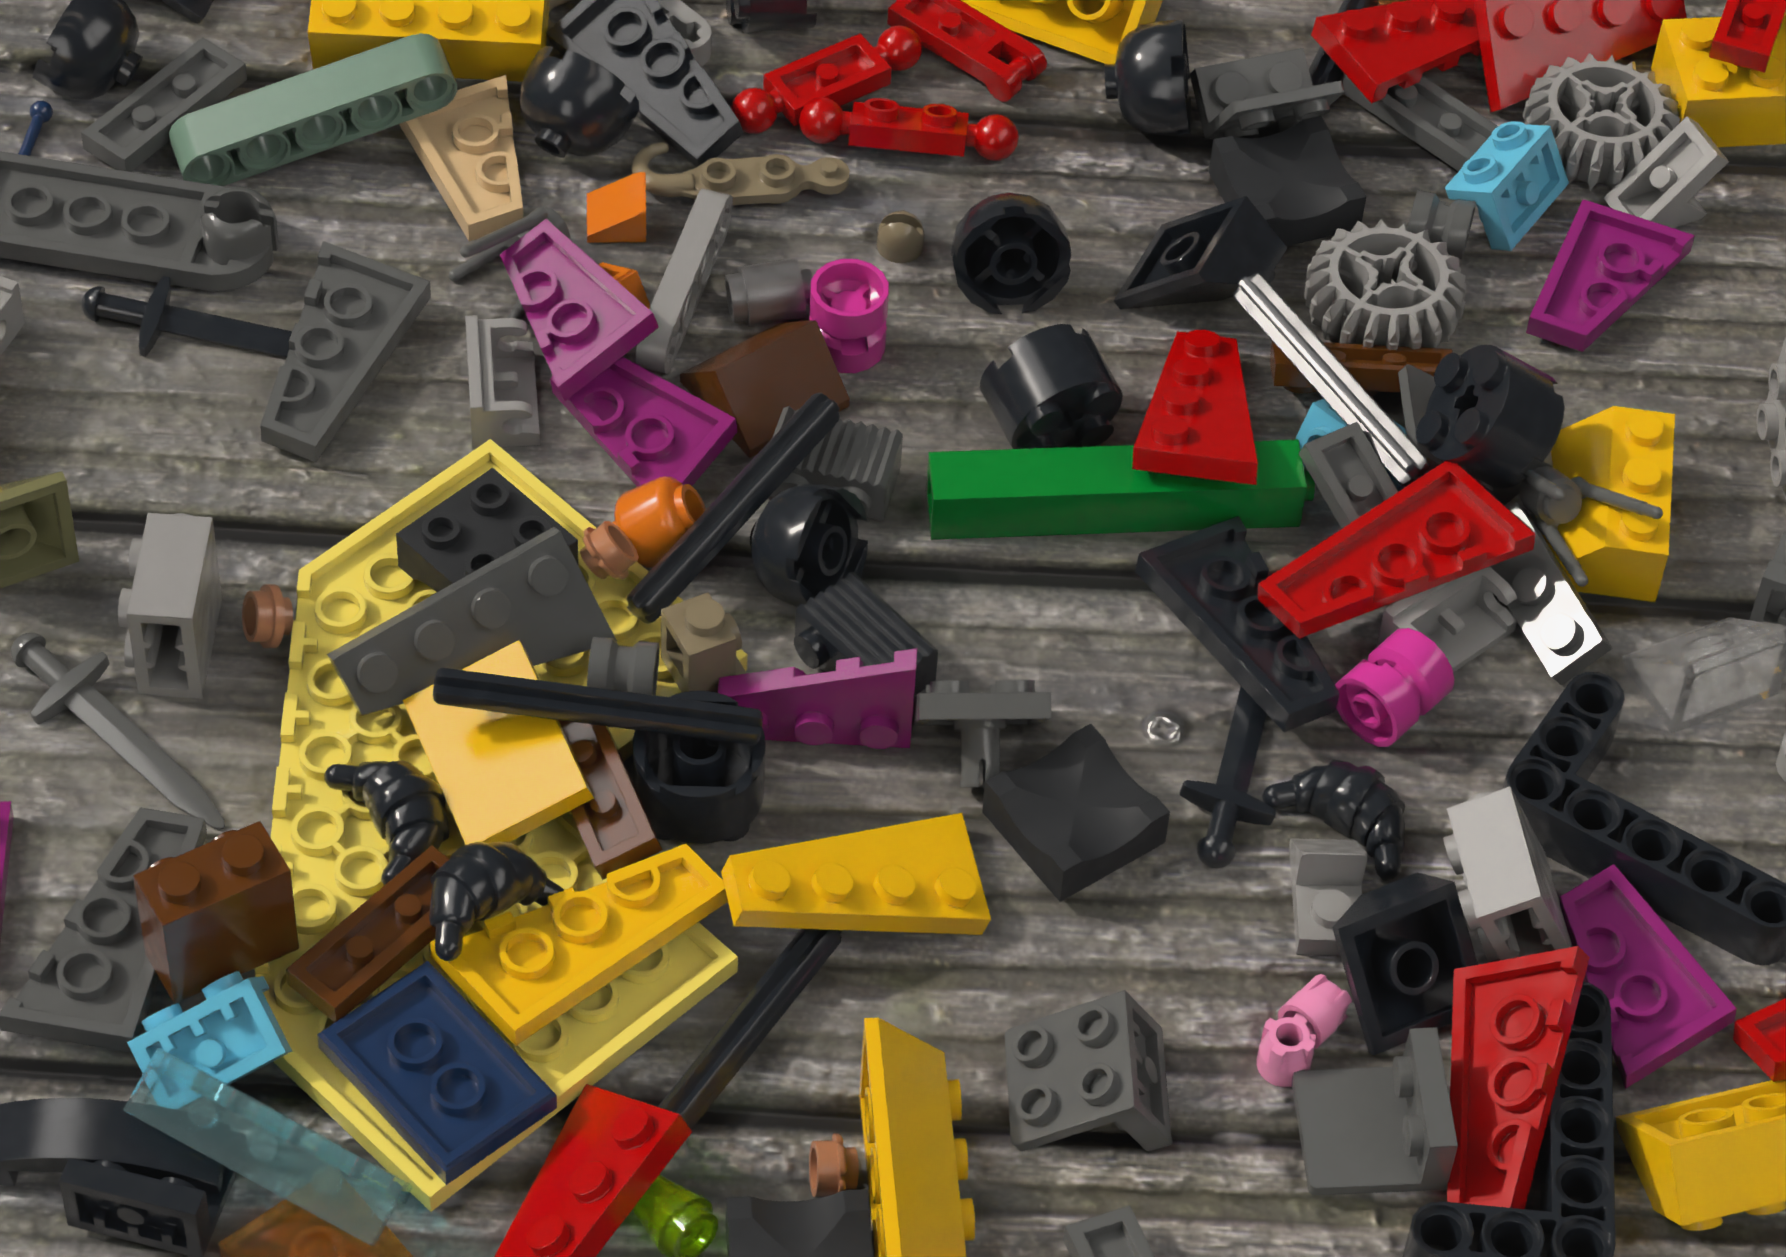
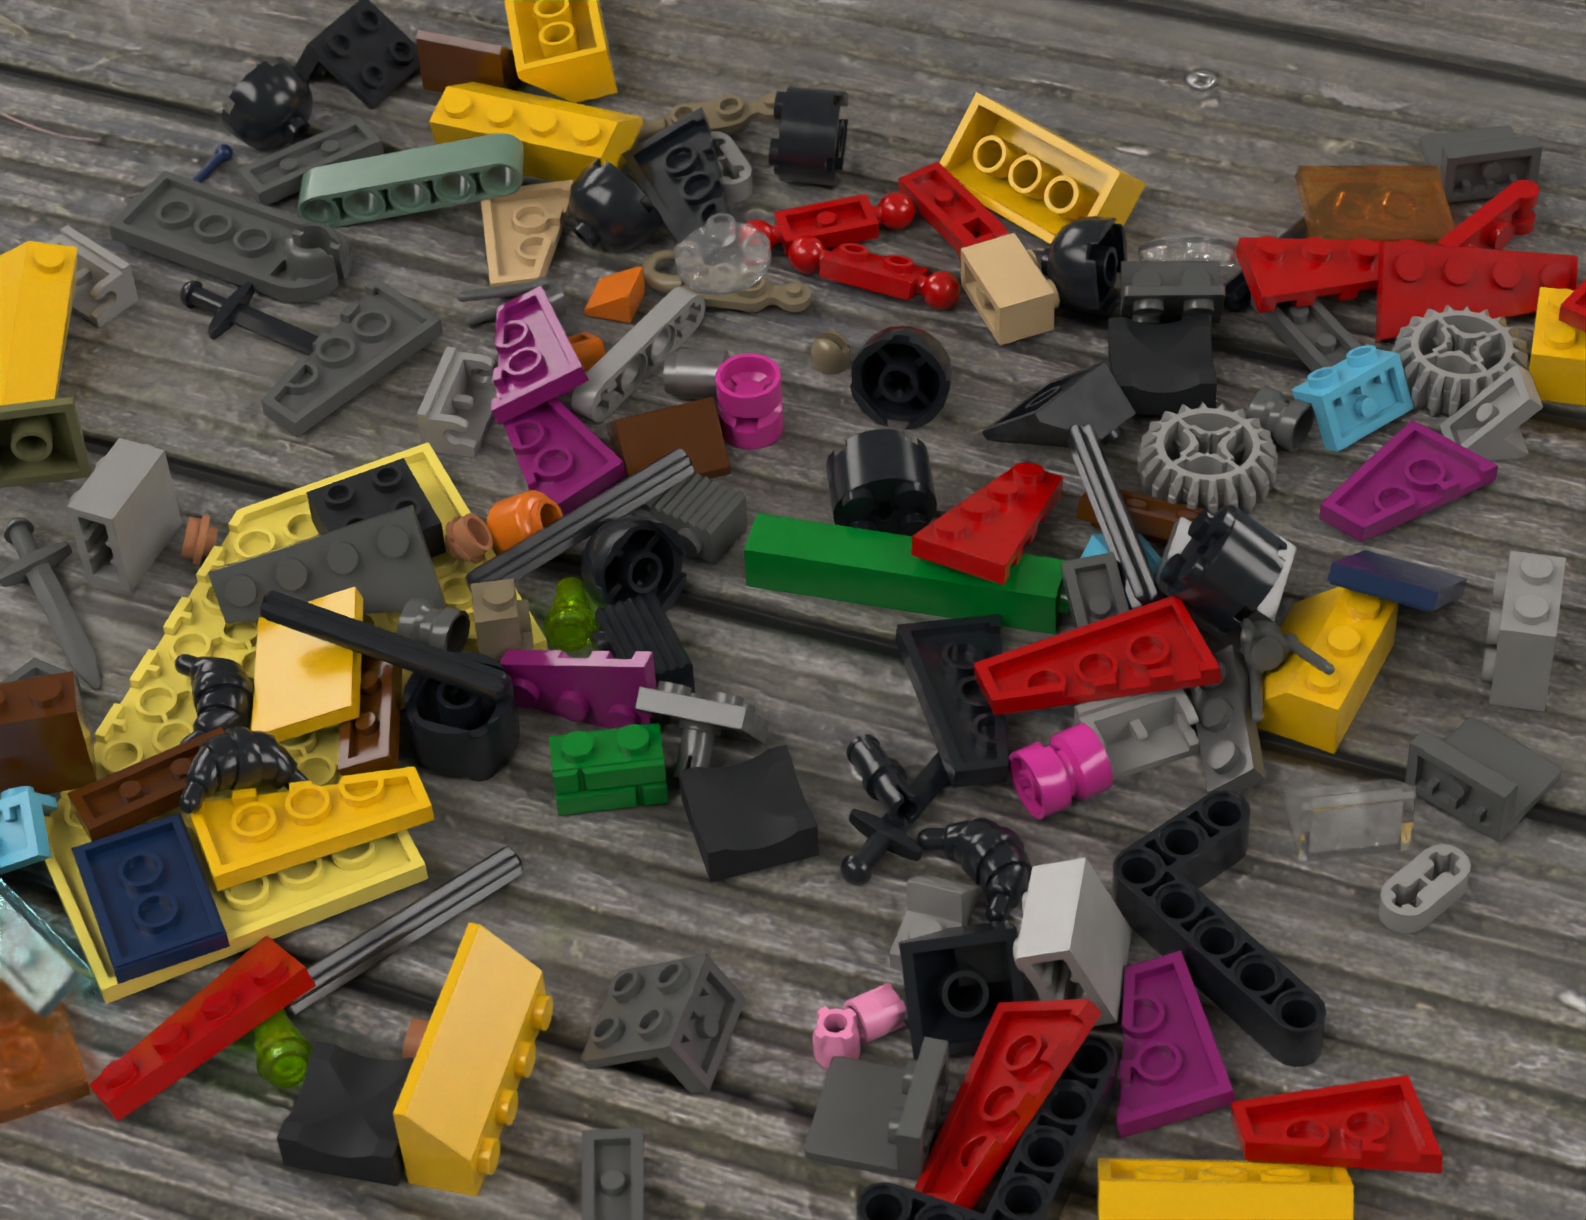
camera: 25 degrees right, 5 degrees down
(739, 142) = (722, 256): none -> clear dish
(762, 621) = (569, 616): none -> clear neon green cone
(869, 880) = (559, 830): yellow wing -> none
(895, 786) = (608, 769): none -> green brick
(1077, 123) = (1008, 288): none -> tan brick
(1204, 739) = (884, 780): none -> black pin
(1261, 36) = (1189, 247): none -> clear dish
(1663, 392) = (1396, 580): none -> dark blue tile

